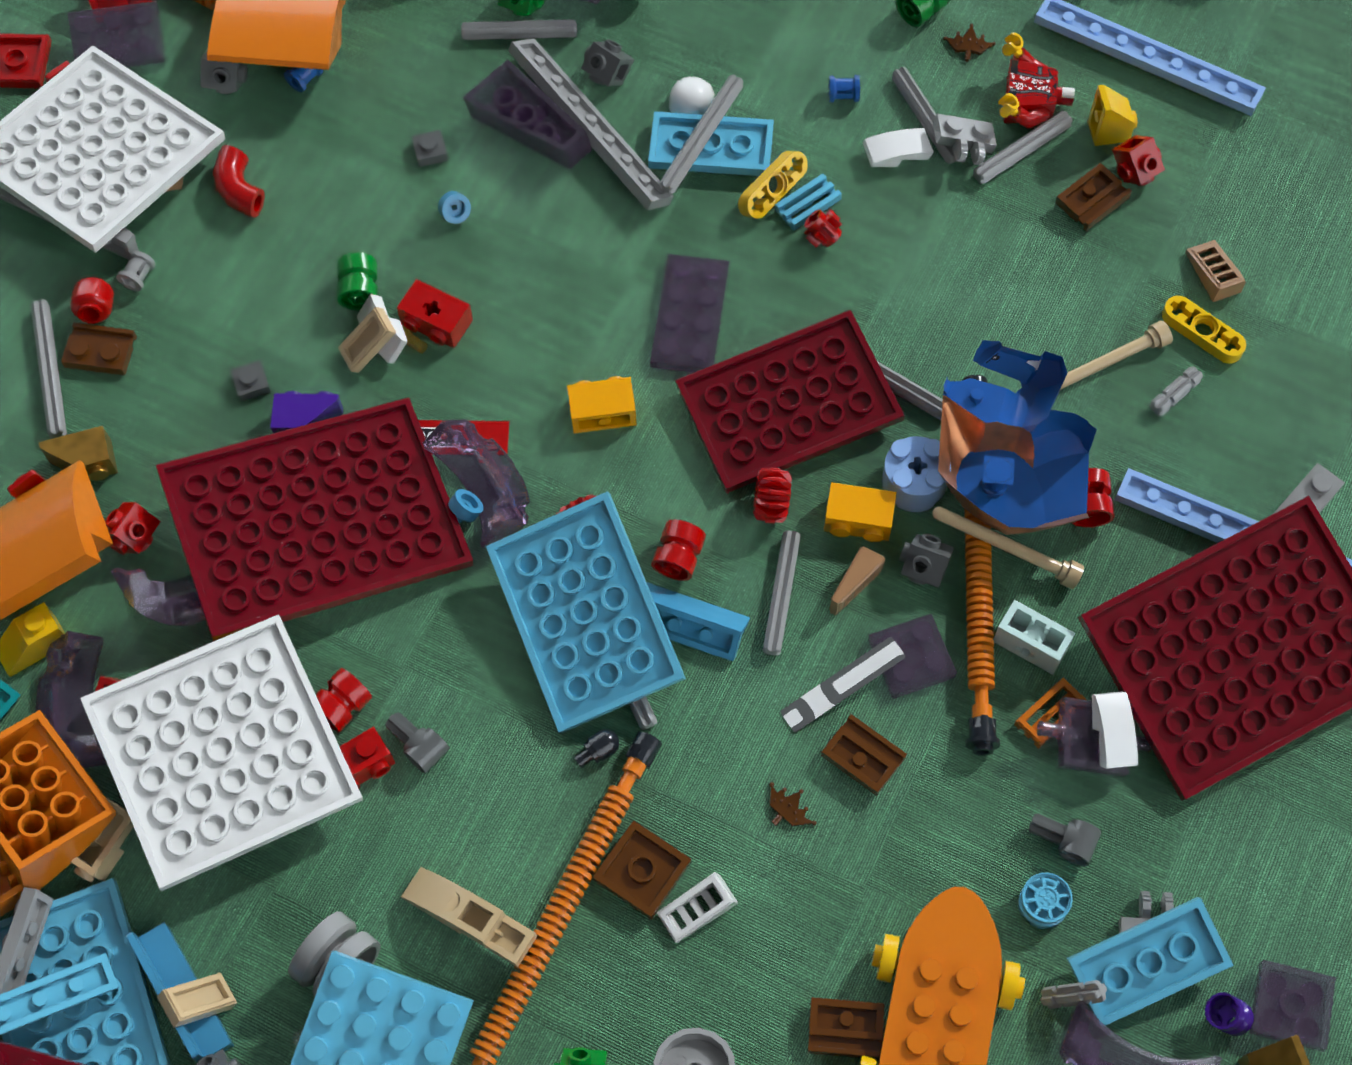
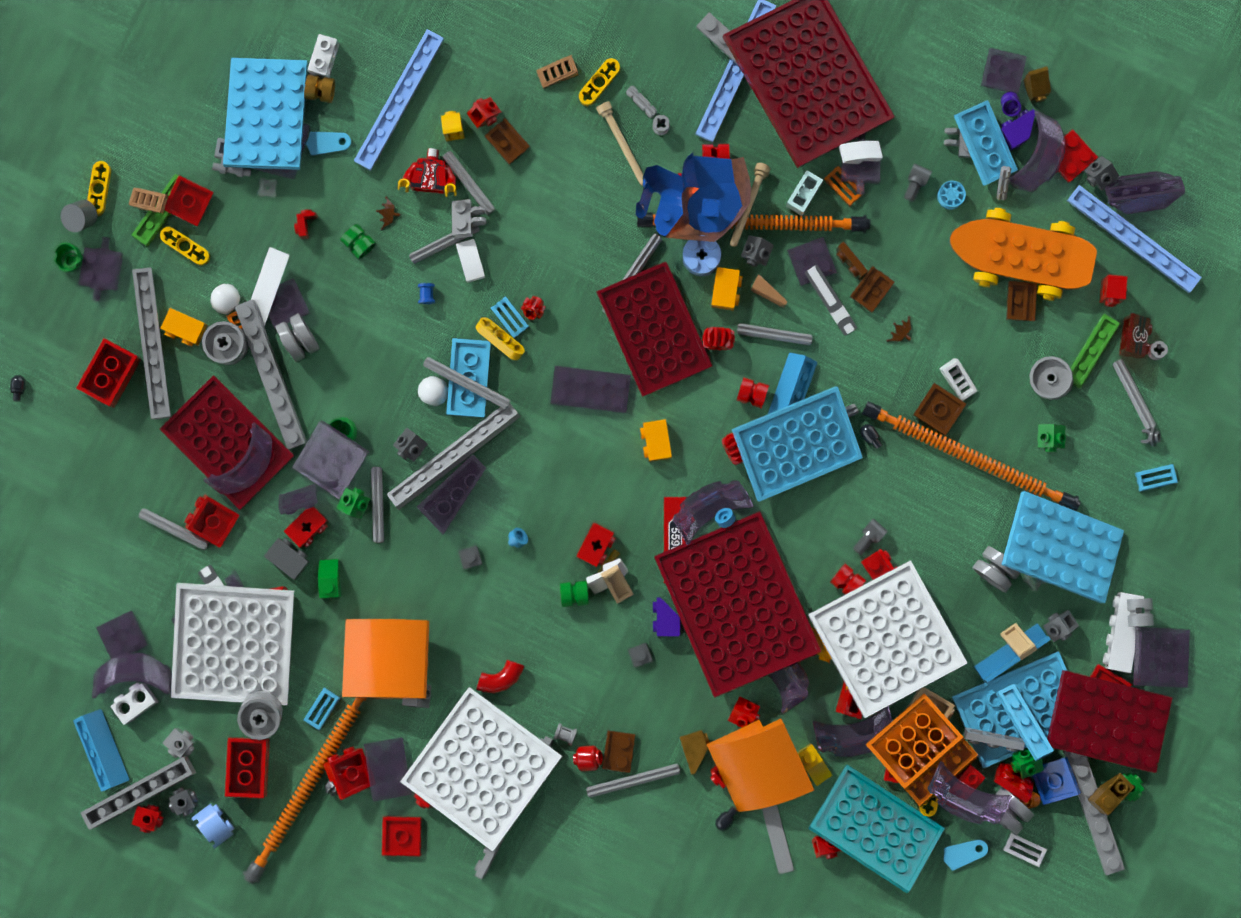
camera: 85 degrees left, 20 degrees up
(469, 915) = (969, 501): tan slope -> none
(916, 715) = (845, 254): none -> reddish brown plate
(1136, 413) = (661, 131): none -> light grey bush
(1178, 1031) = (1019, 130): none -> dark purple slope

